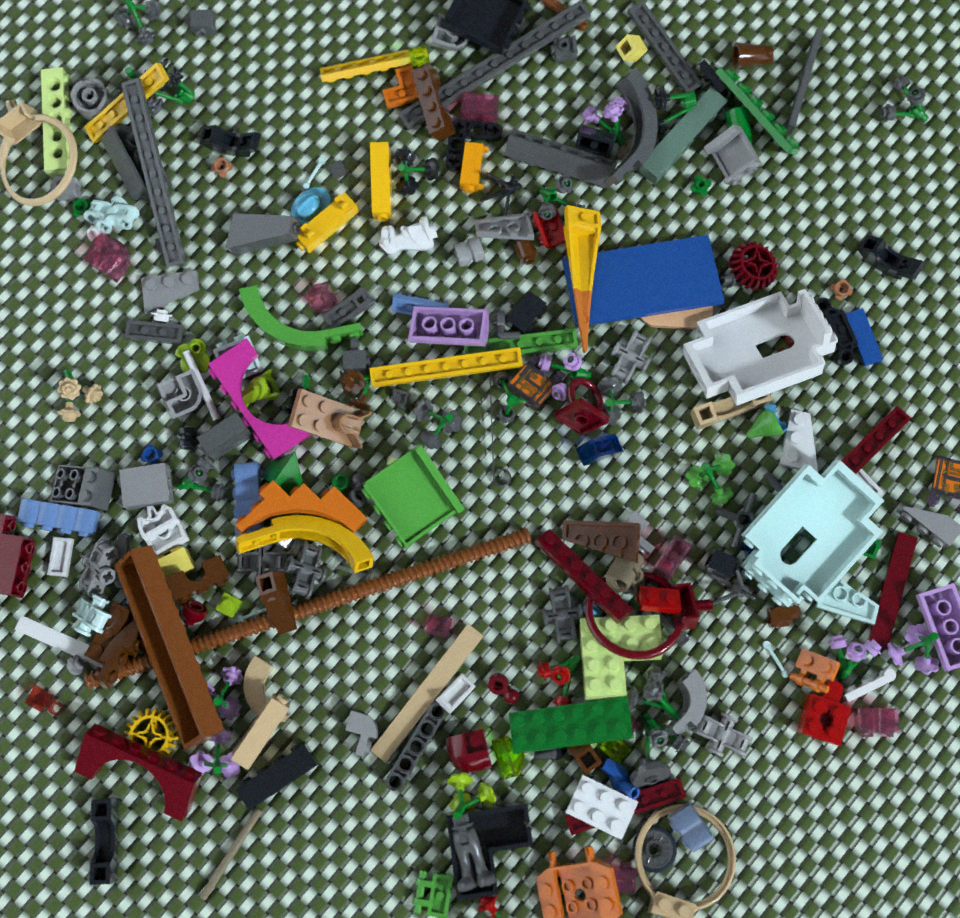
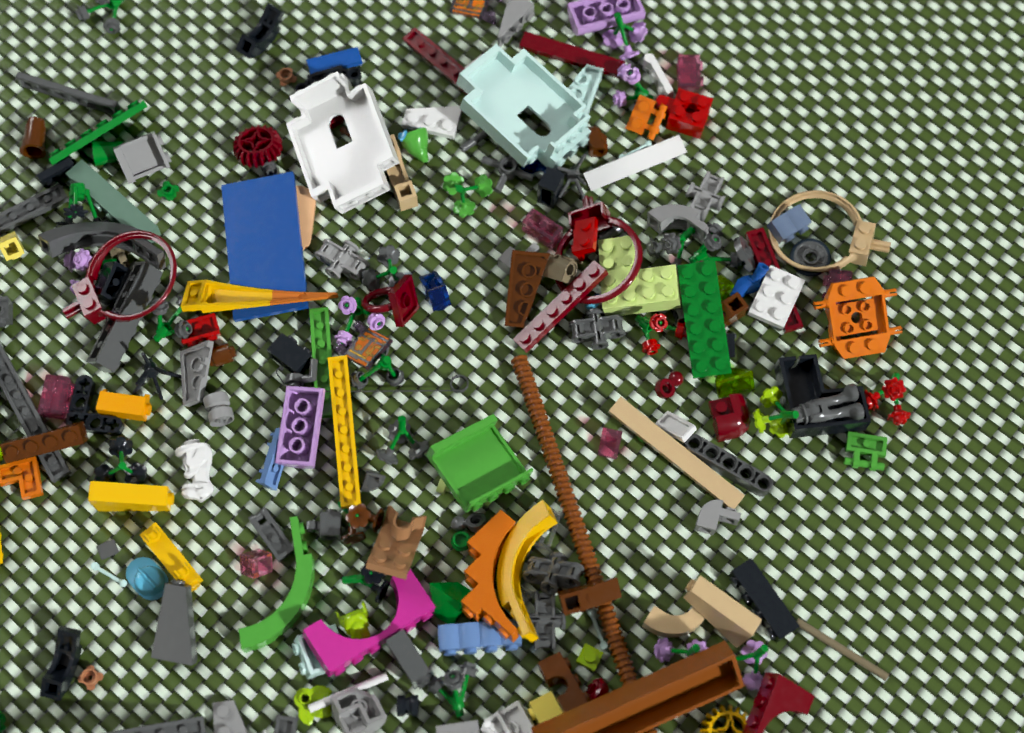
camera: 95 degrees left, 10 degrees down
(578, 115) = (85, 288): none -> dark red brick
(761, 659) = (634, 162): none -> white sticker

